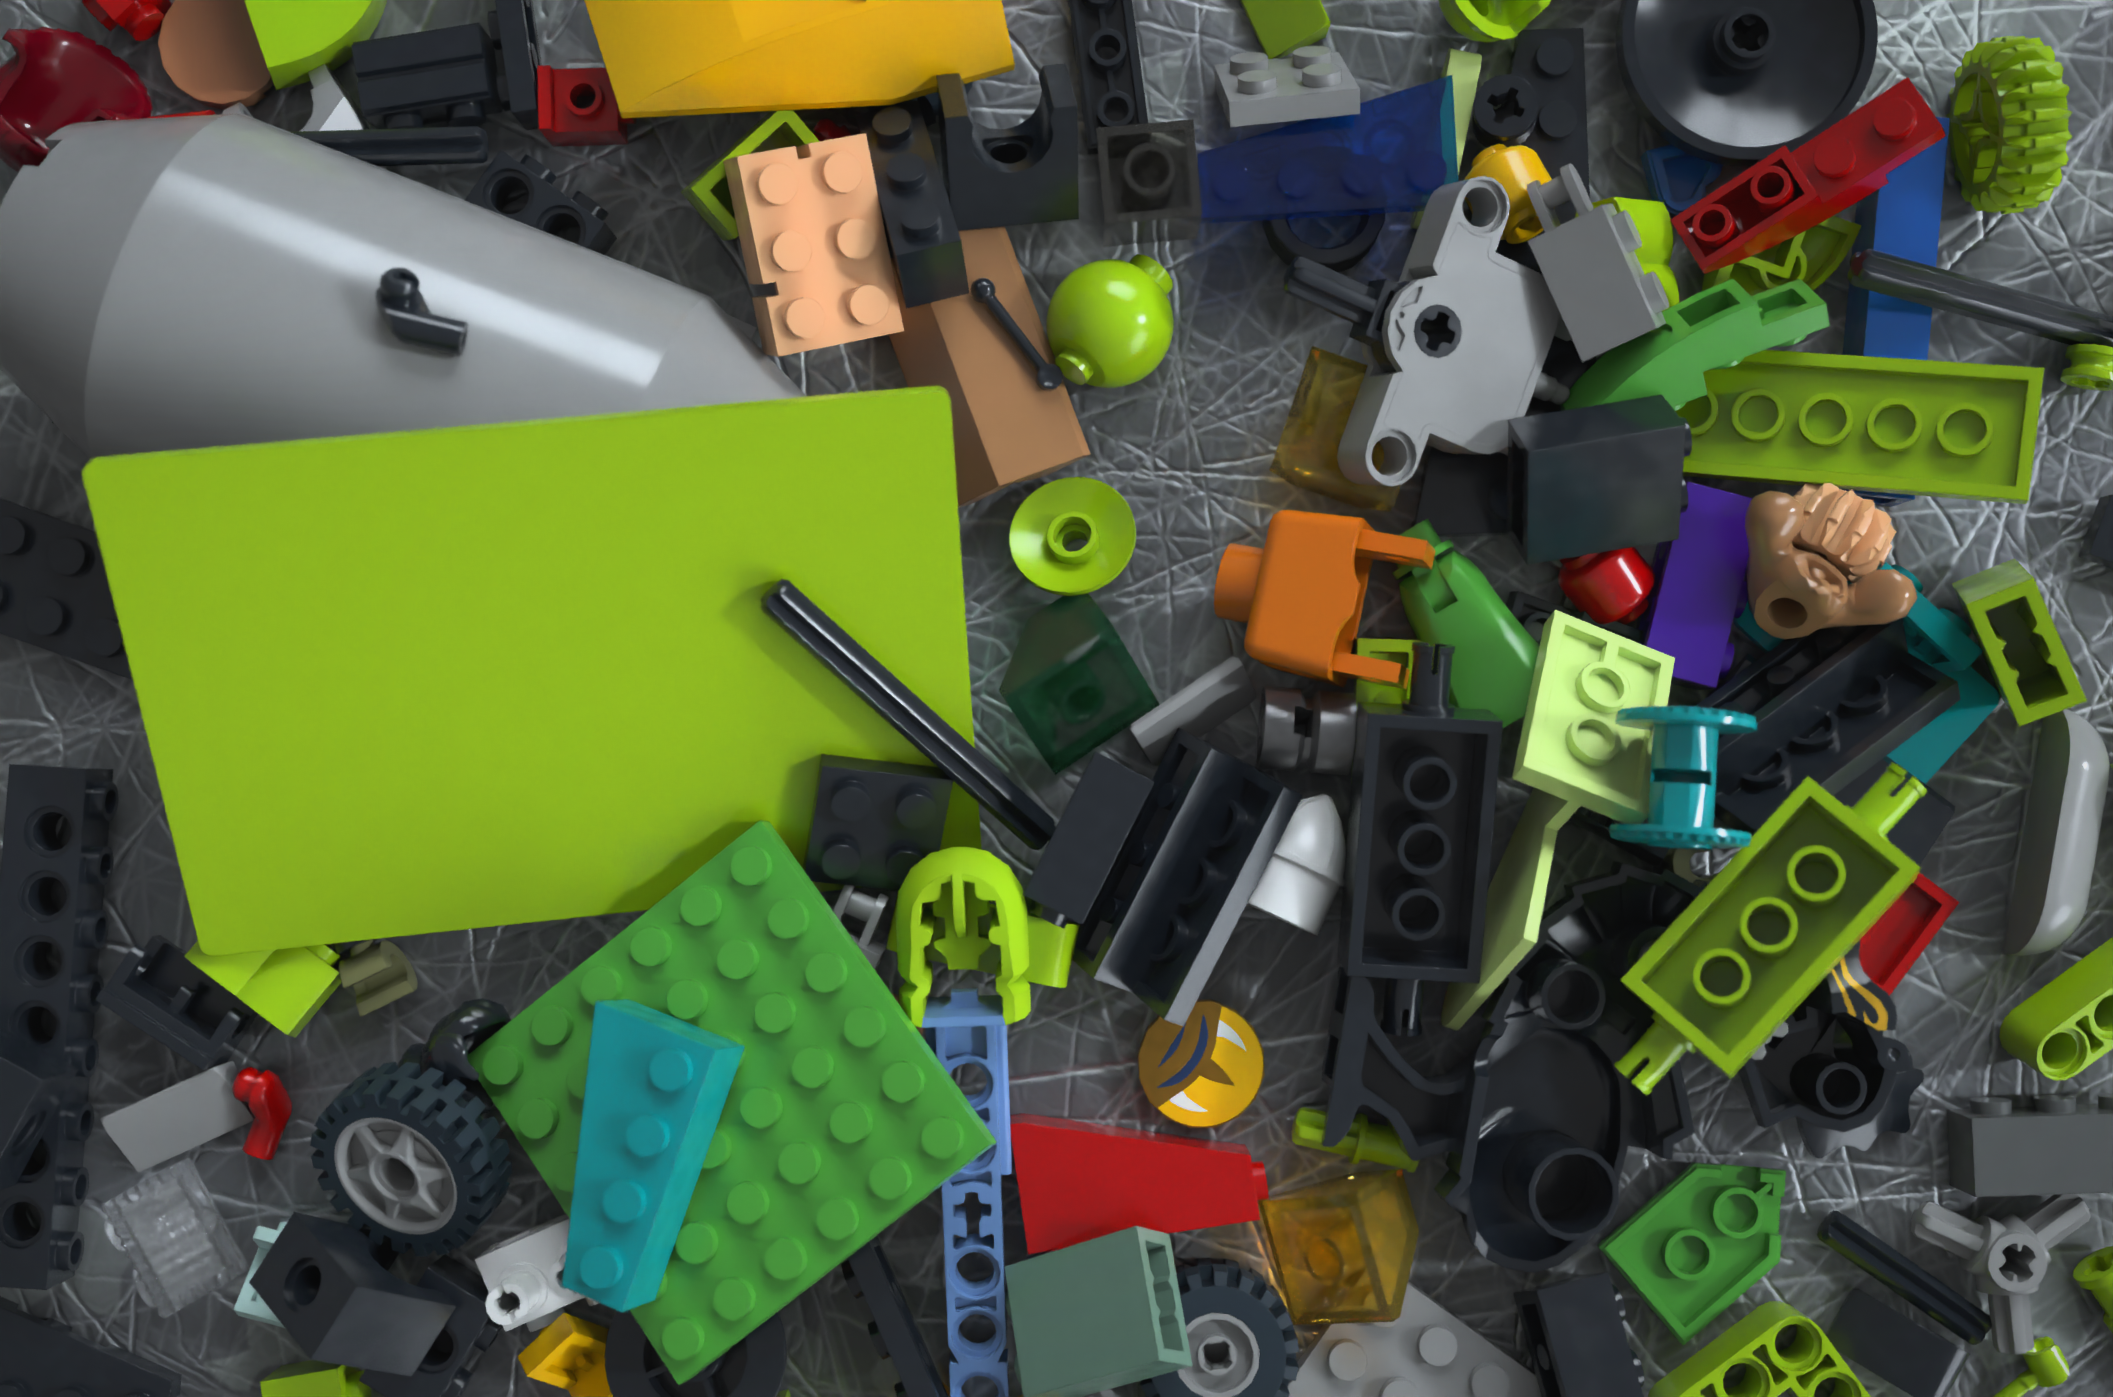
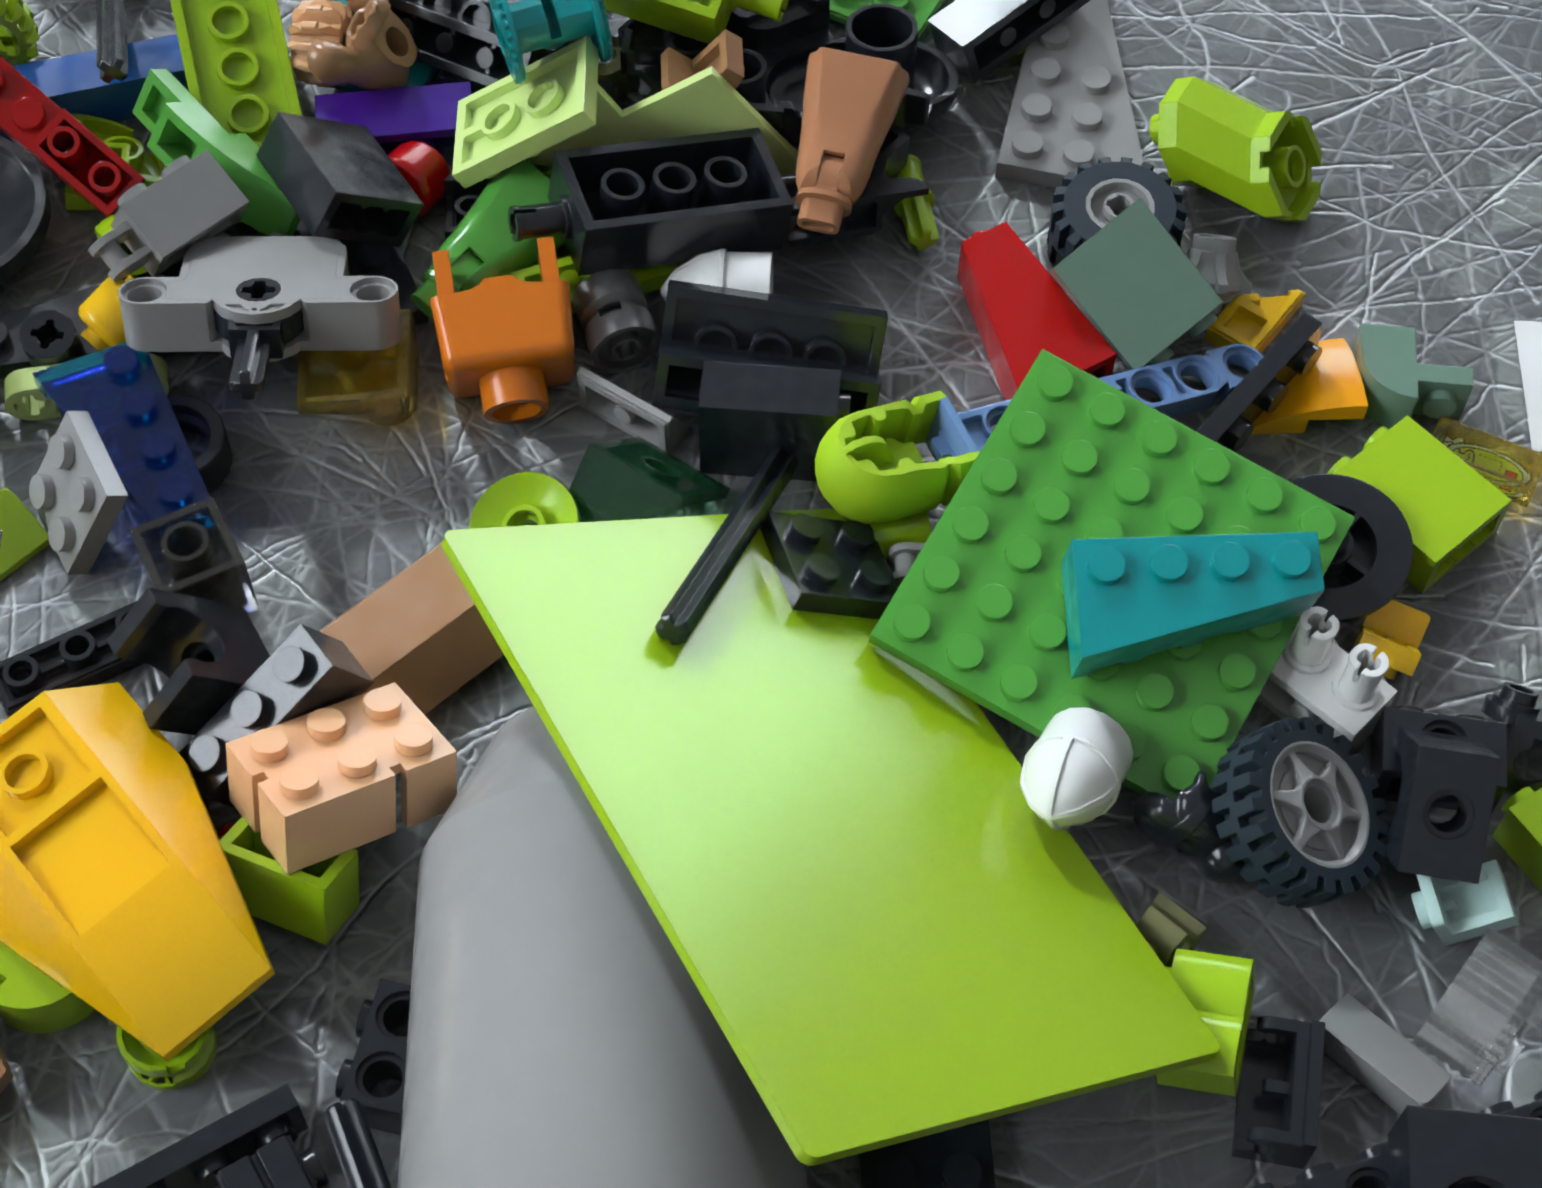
camera: 115 degrees left, 30 degrees down
(269, 1105) = (1326, 979): red arm -> none
(411, 318) = (536, 991): black arm -> none
(527, 951) = (1076, 768): none -> white helmet
(571, 126) = (259, 1033): red brick -> none
(1049, 375) = (393, 581): black hinge -> none
(1111, 321) = (326, 557): lime brick -> none
(1202, 1070) = (921, 312): tile -> none
(1343, 1247) = (997, 175): clear yellow slope -> none
(1419, 1073) = (844, 123): none -> nougat piece
(1565, 943) = (723, 54): none -> medium nougat bracket
(1677, 177) = (68, 239): blue tile -> none

